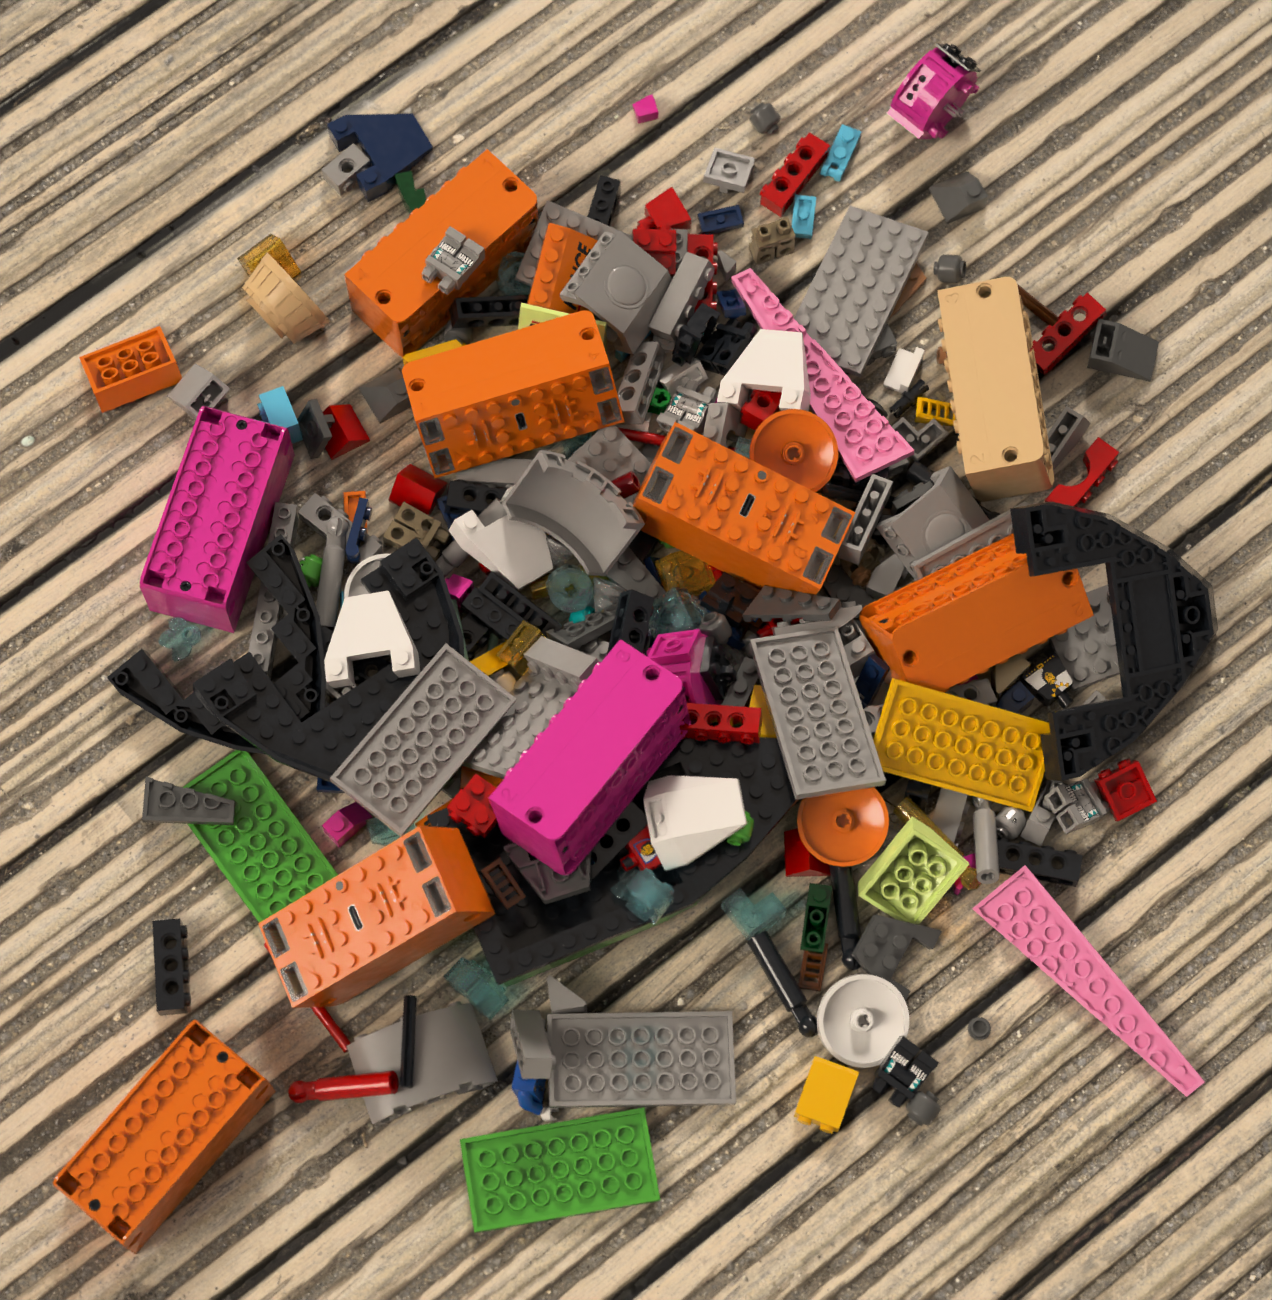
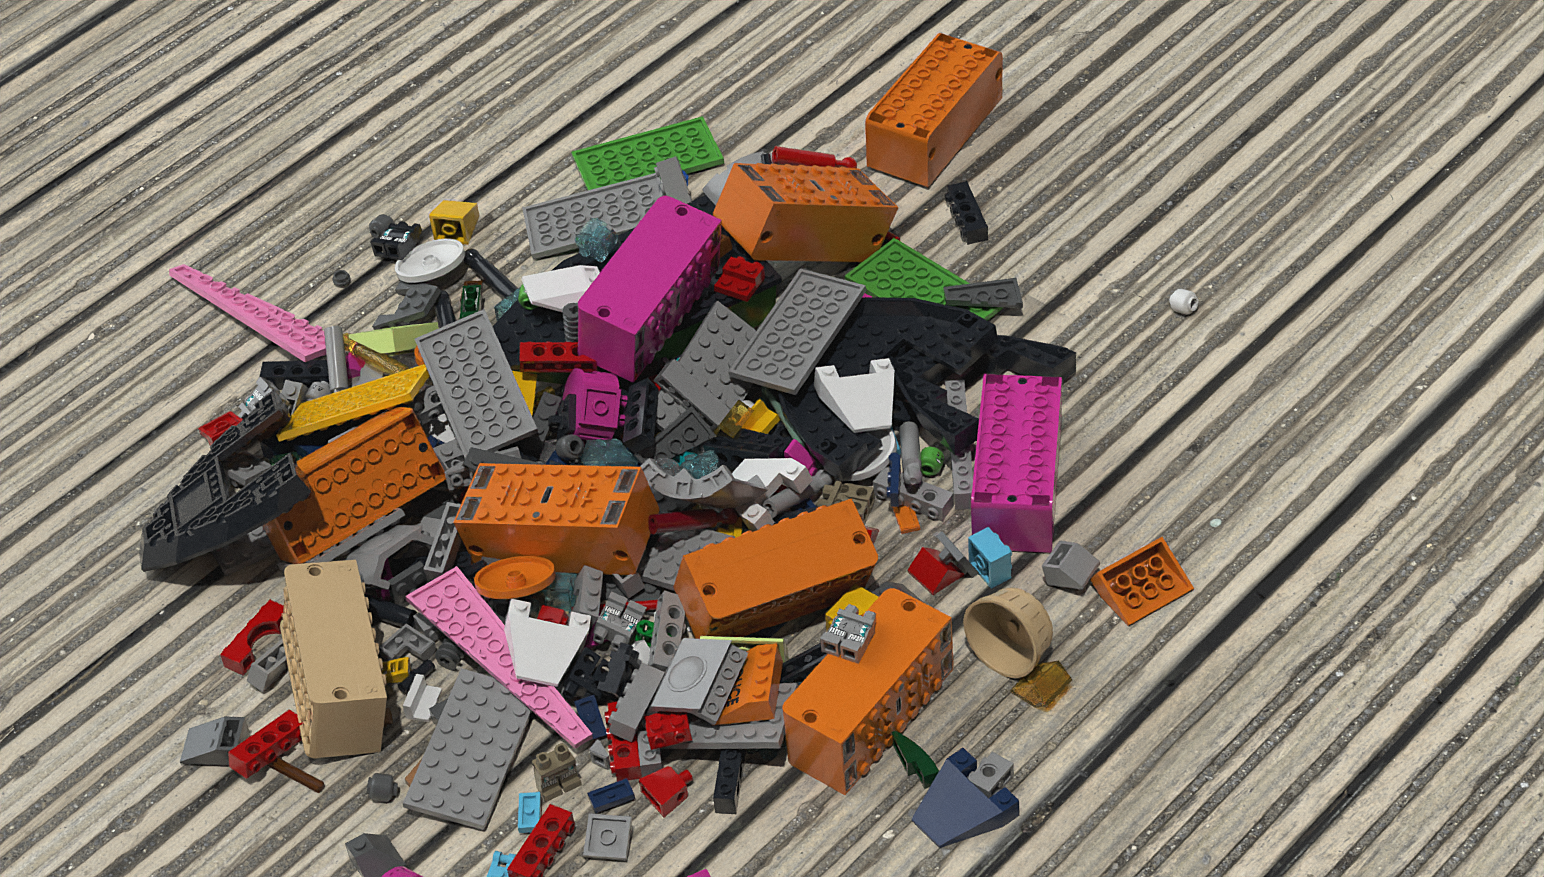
camera: 175 degrees right, 25 degrees down
(688, 754) = (570, 317): none -> dark grey piece

